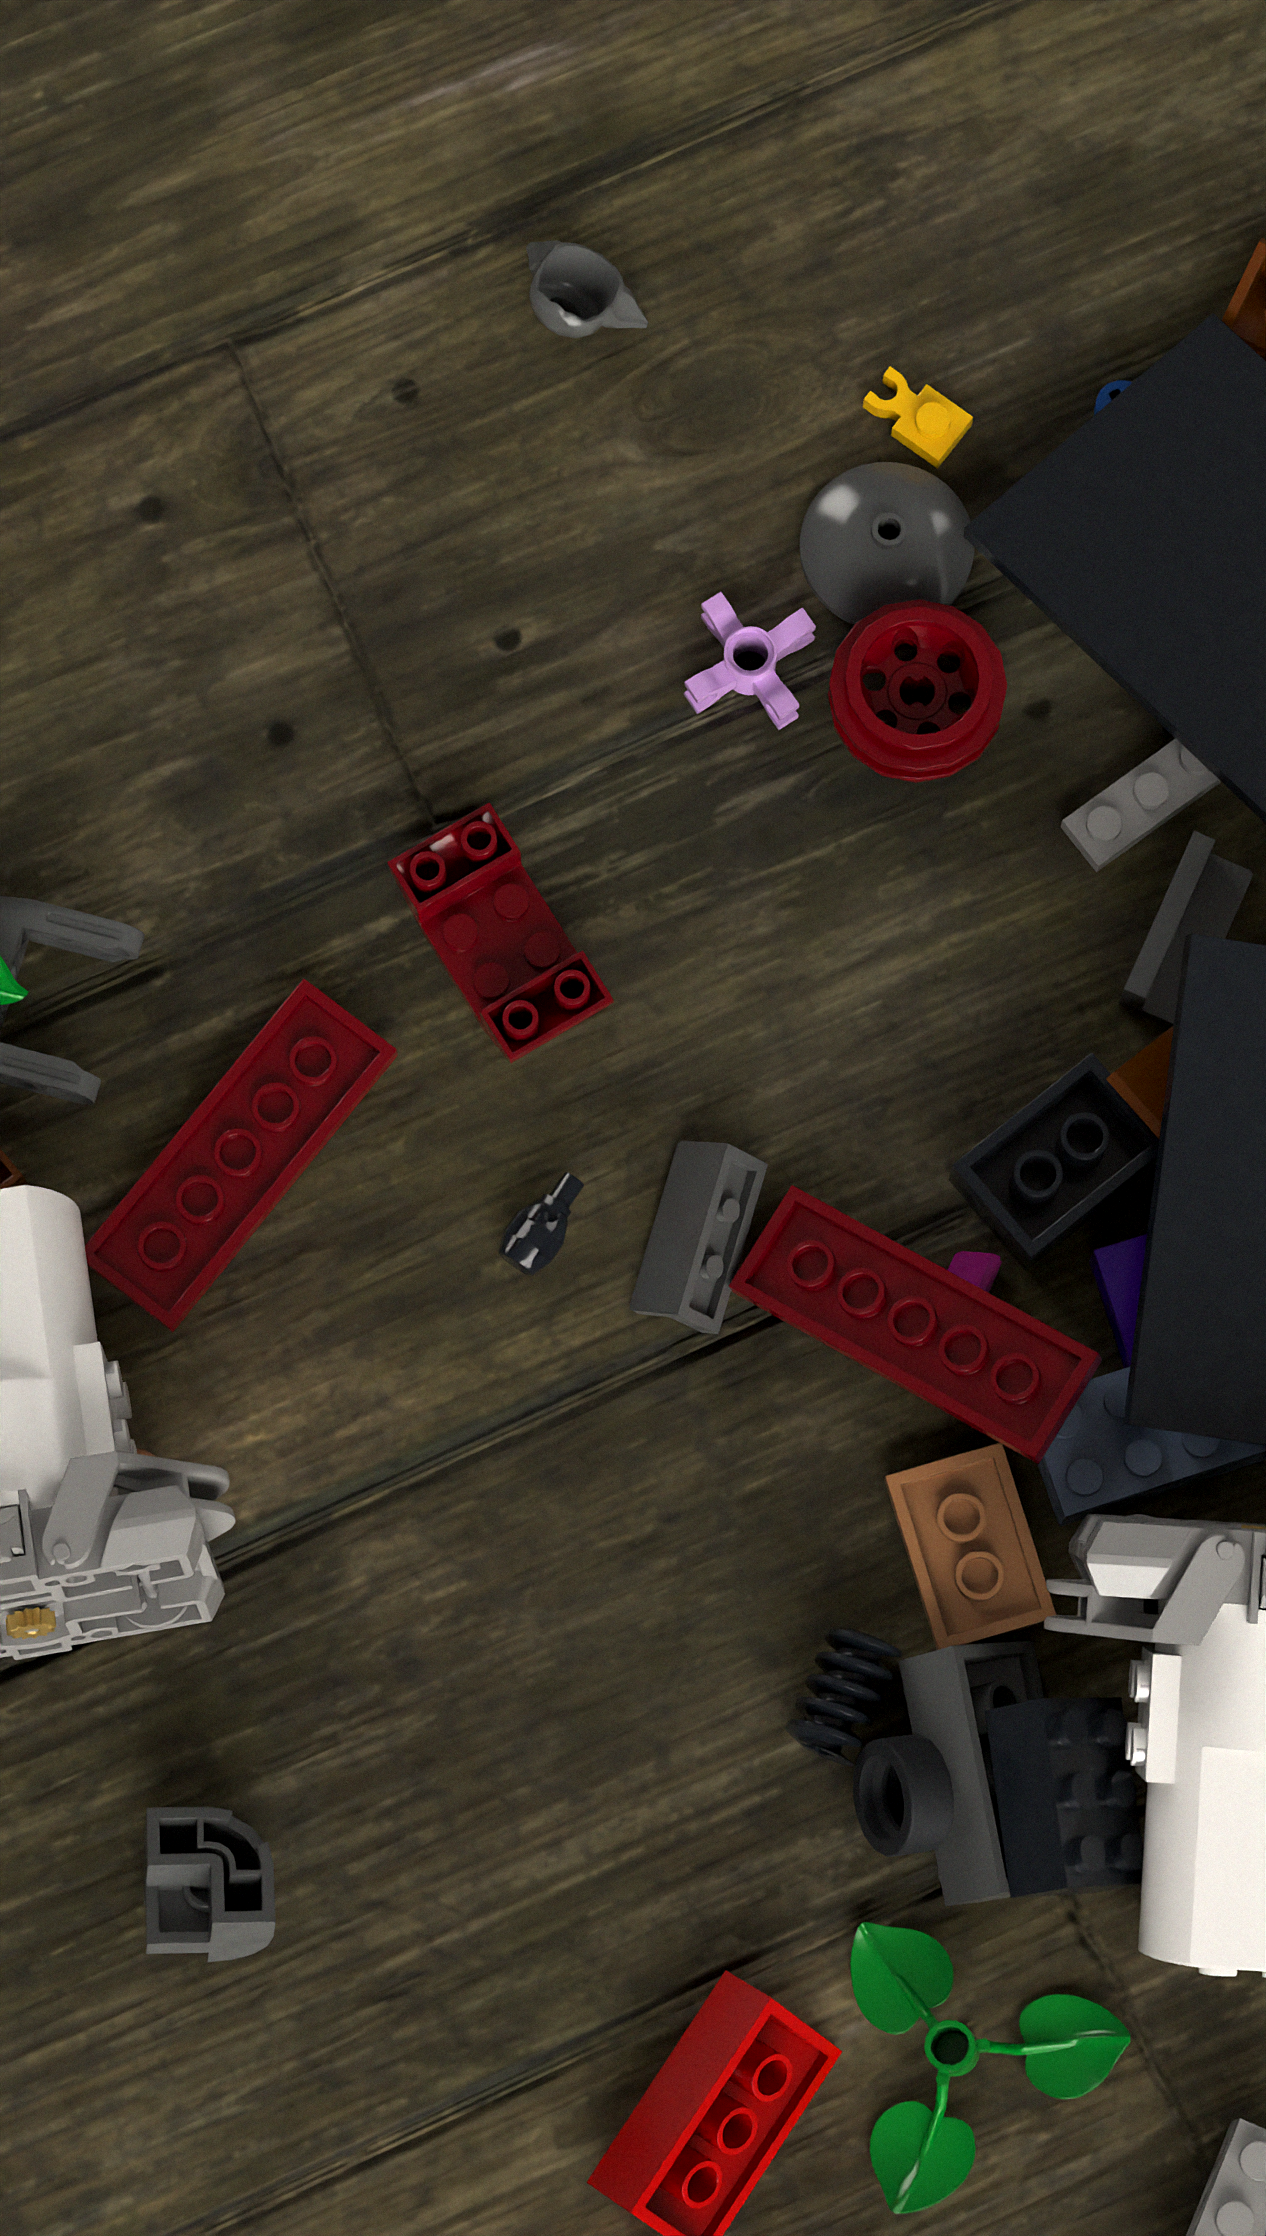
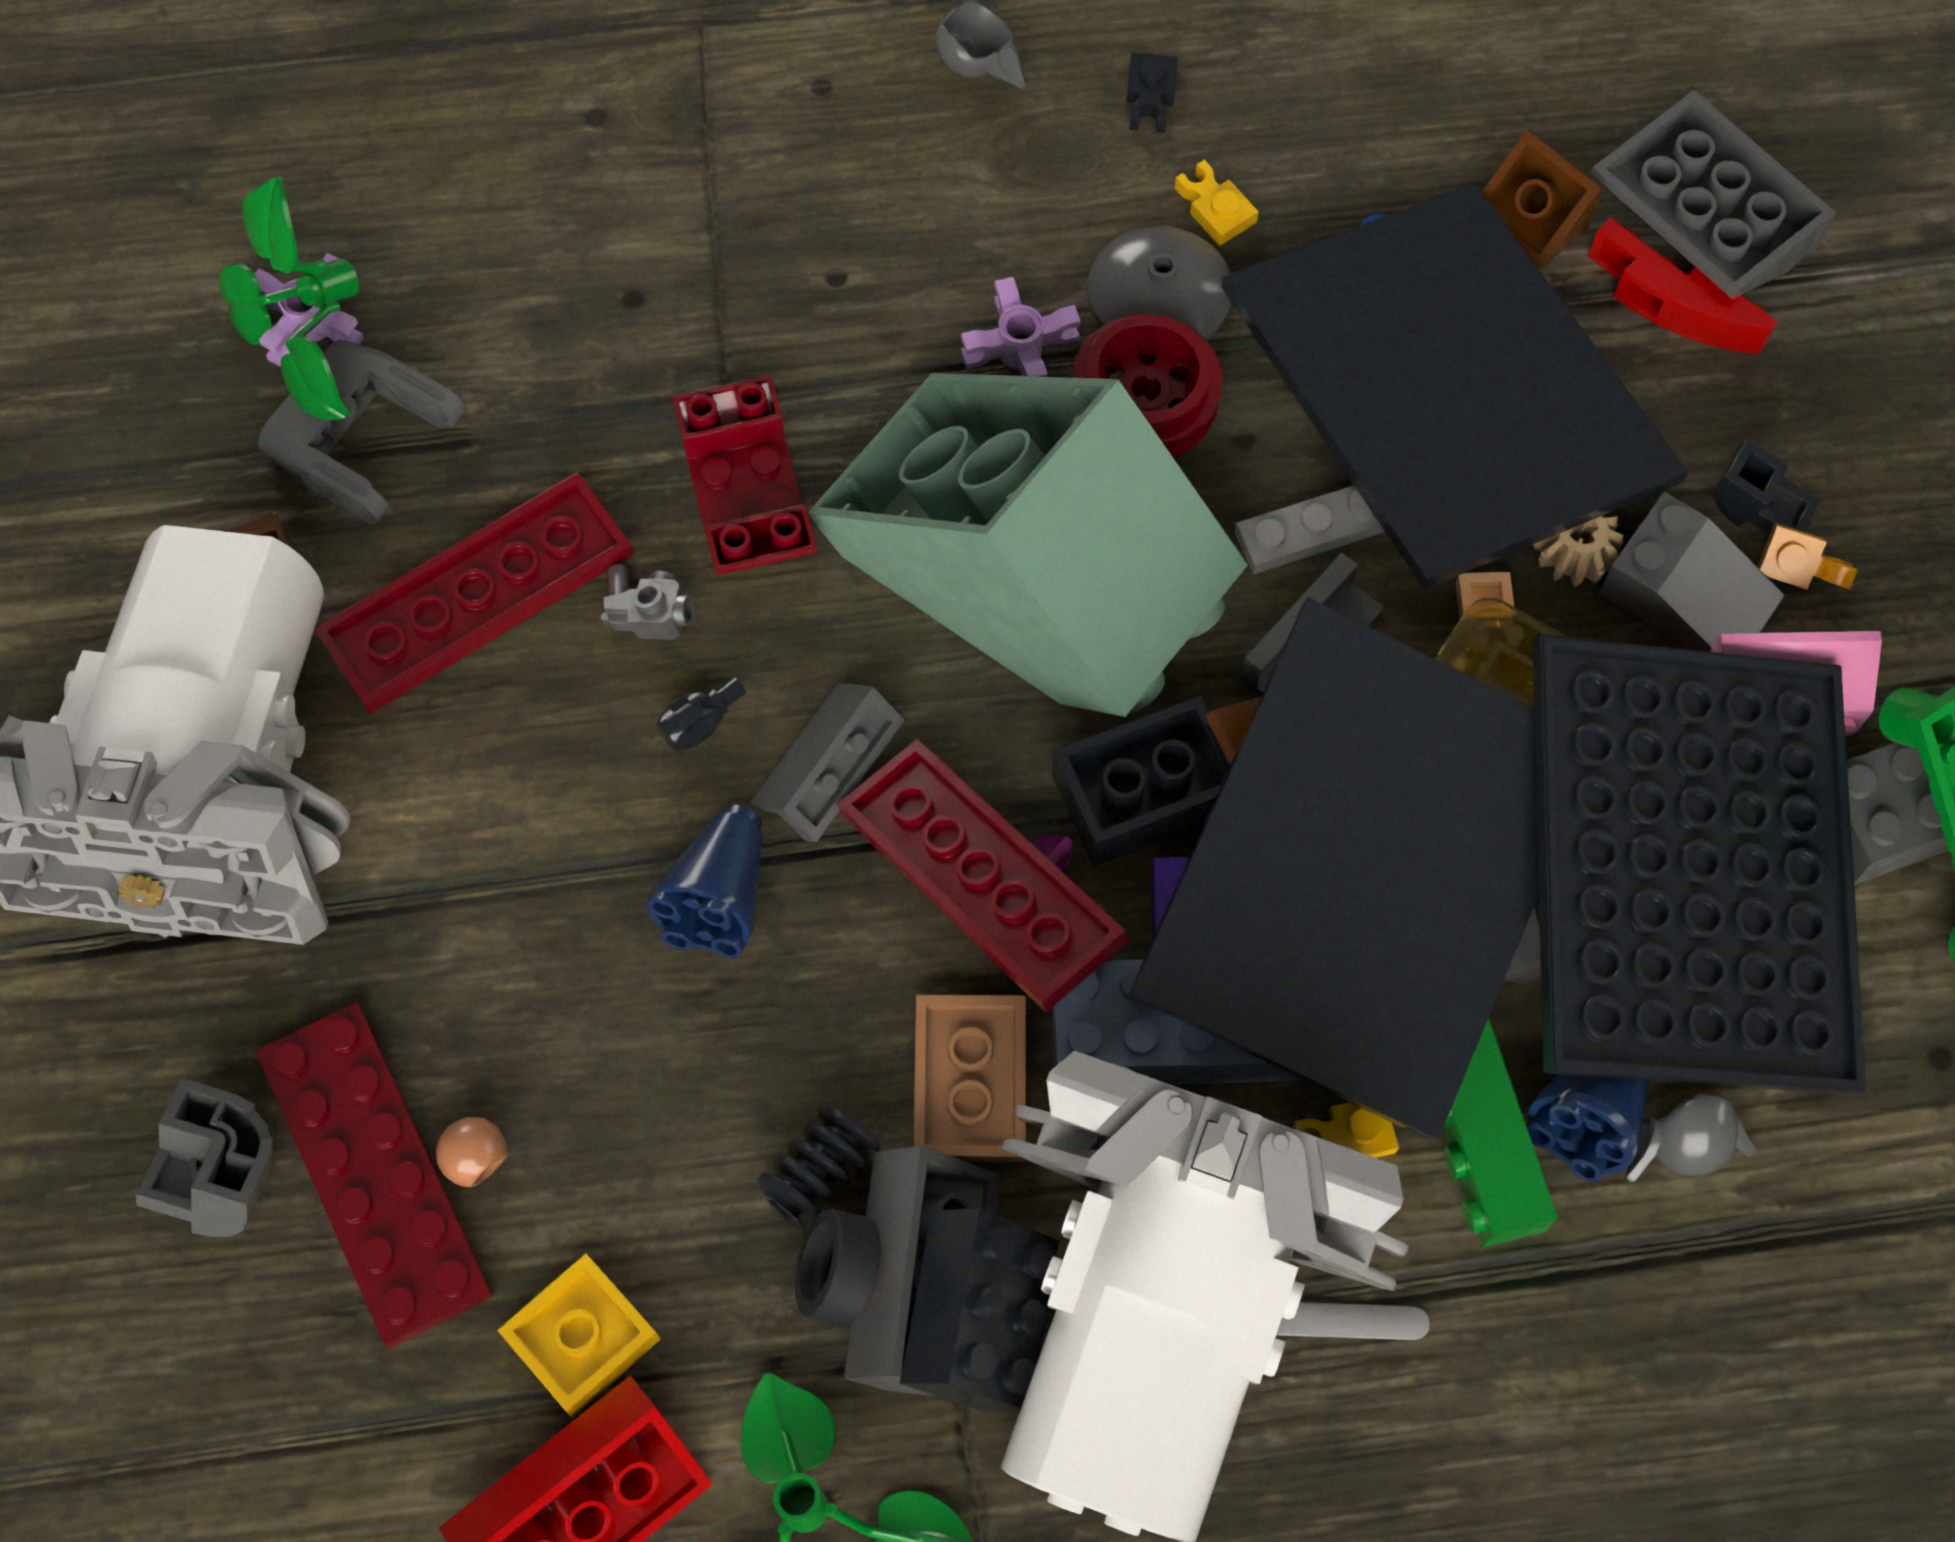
camera: 15 degrees right, 10 degrees down
(372, 1839) = (373, 1175): none -> dark red plate
(445, 1120) = (652, 610): none -> flat silver piece
(471, 1786) = (470, 1151): none -> nougat piece
(629, 1420) = (713, 887): none -> dark blue cone
(653, 1943) = (579, 1335): none -> yellow plate
(797, 280) = (1151, 87): none -> black plate
(847, 912) = (1038, 531): none -> sand green slope

